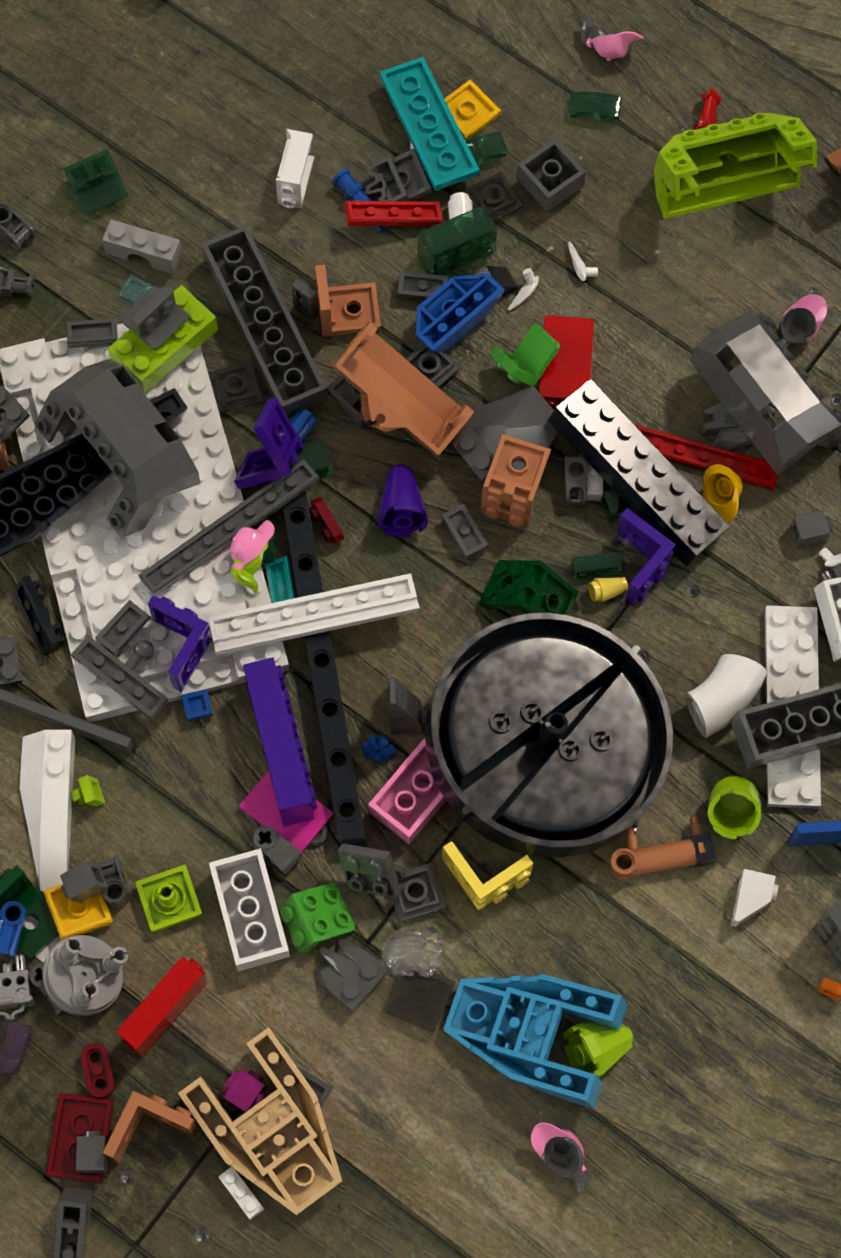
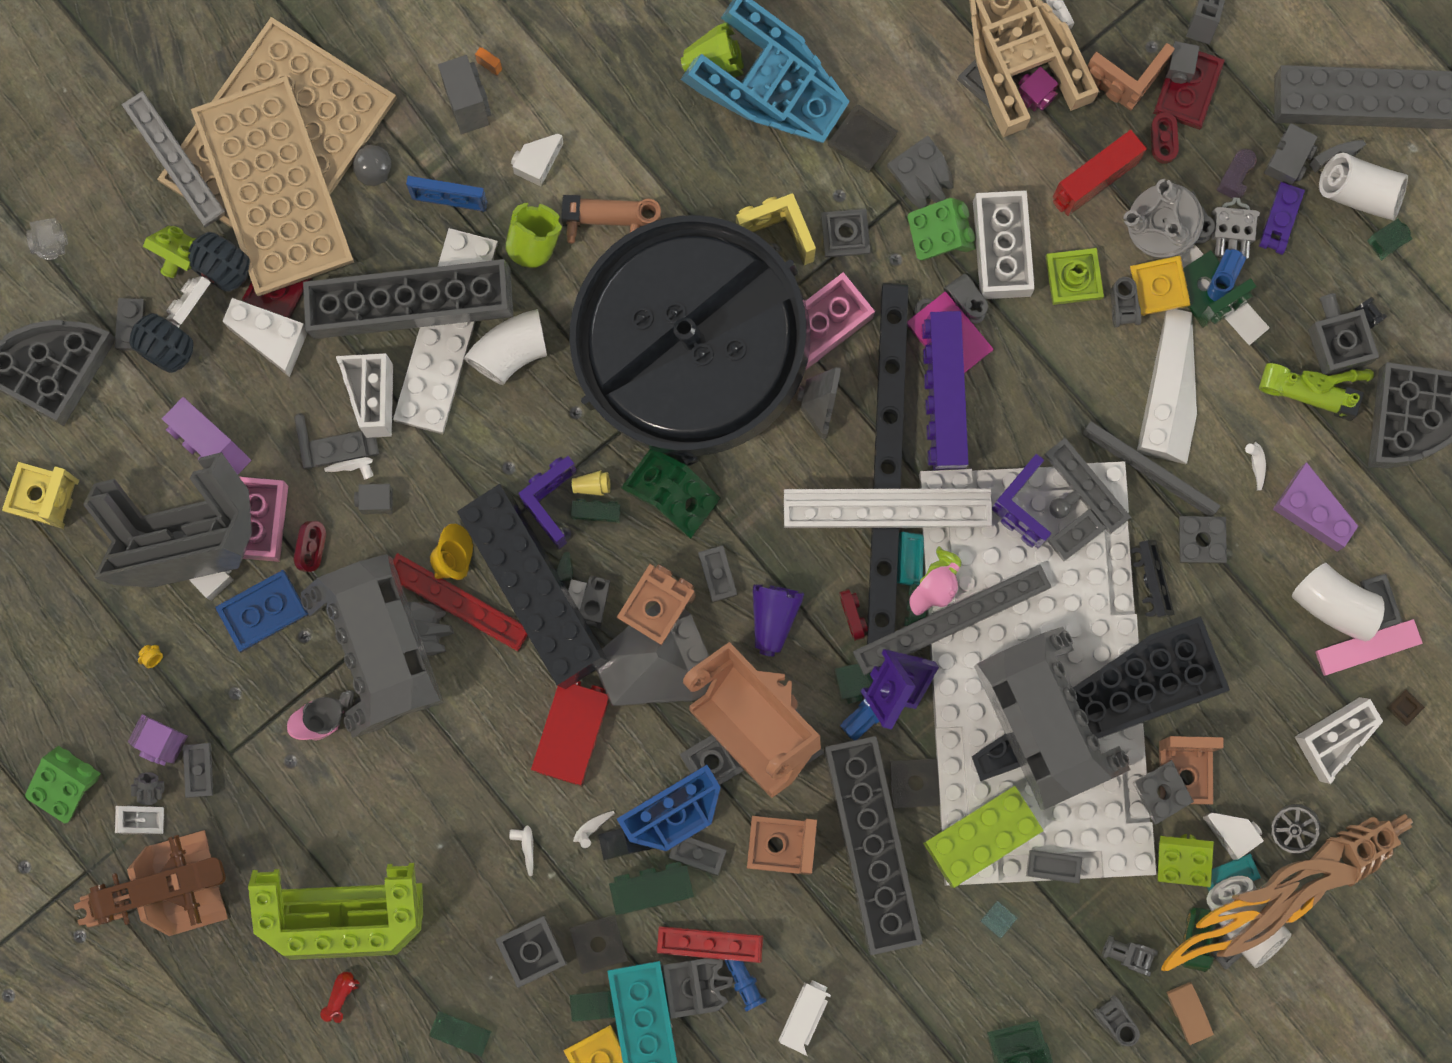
camera: 170 degrees left, 10 degrees up
(83, 882) = (1152, 297): dark grey brick -> none
(89, 792) = (1131, 391): lime tile -> none
(155, 317) = (991, 847): dark grey bracket -> none
(160, 250) = (983, 965): light grey arch -> none
(197, 705) = (1014, 454): blue plate -> none
(305, 299) = (824, 859): dark grey plate -> none
(370, 870) = (883, 253): flat silver plate -> none
(378, 748) = (851, 374): blue plant -> none
(412, 951) = (861, 173): clear hair -> none
(459, 204) = (637, 933): white brick -> none
(530, 357) = (610, 738): bright green bracket -> none

